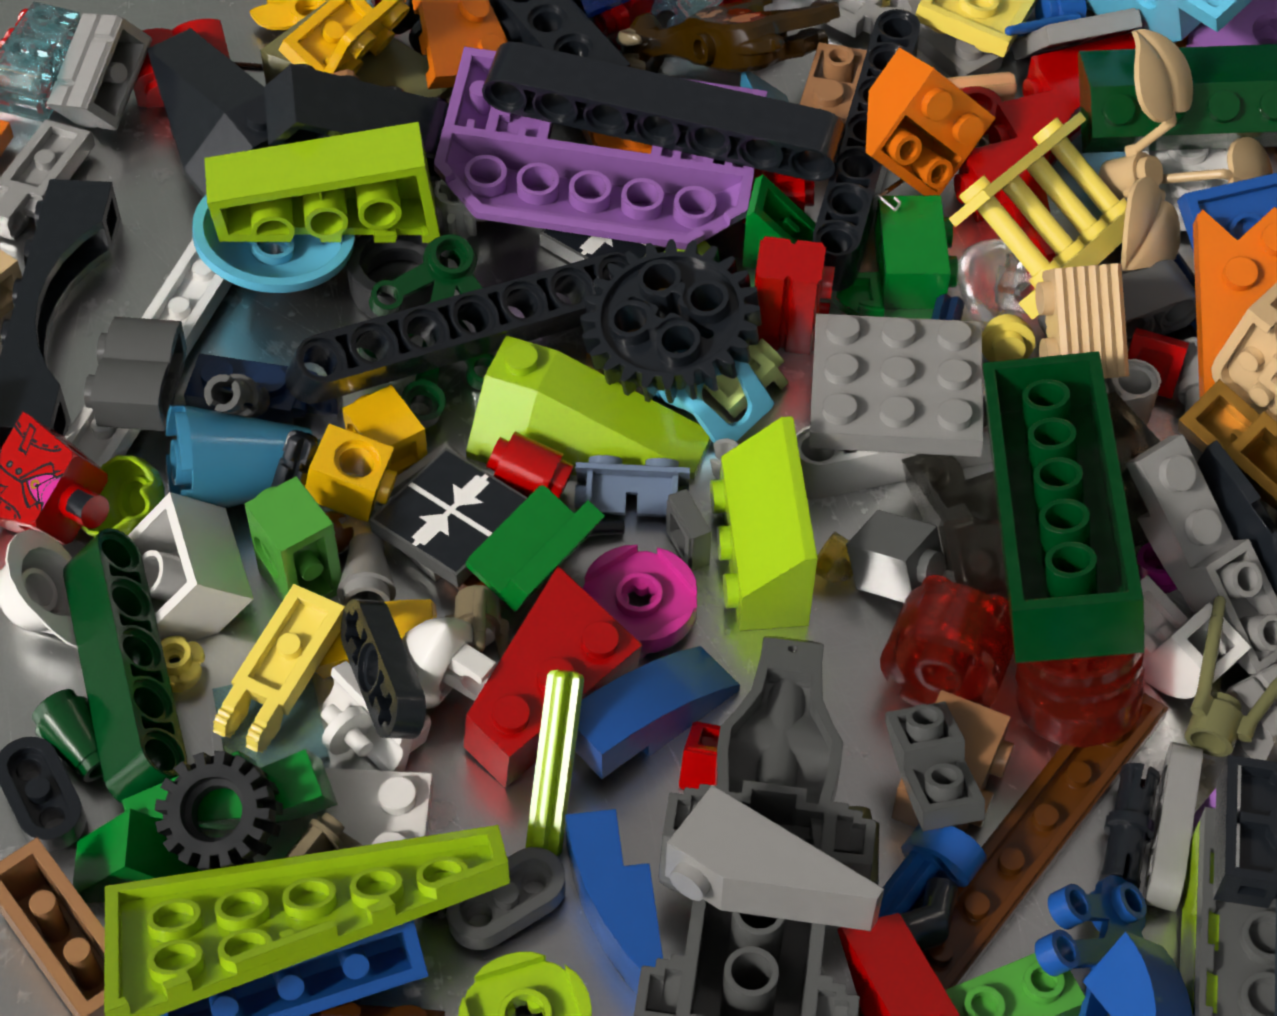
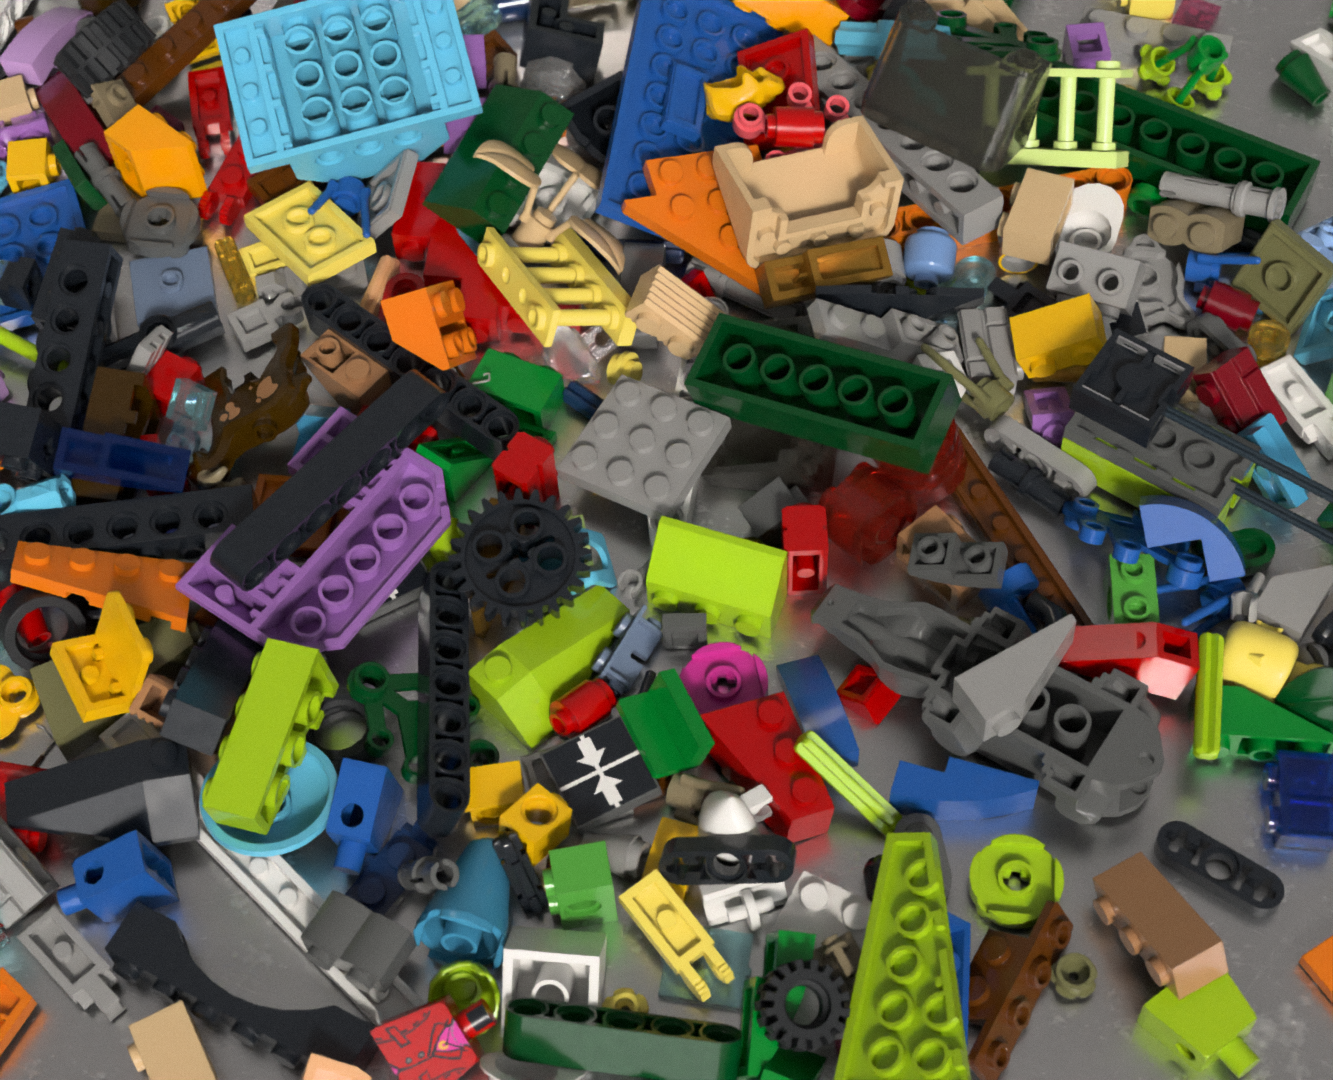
camera: 60 degrees left, 5 degrees up
(137, 151) = (117, 877): none -> blue torso
(290, 311) = (362, 812): none -> blue torso
(857, 596) = (806, 541): none -> red brick

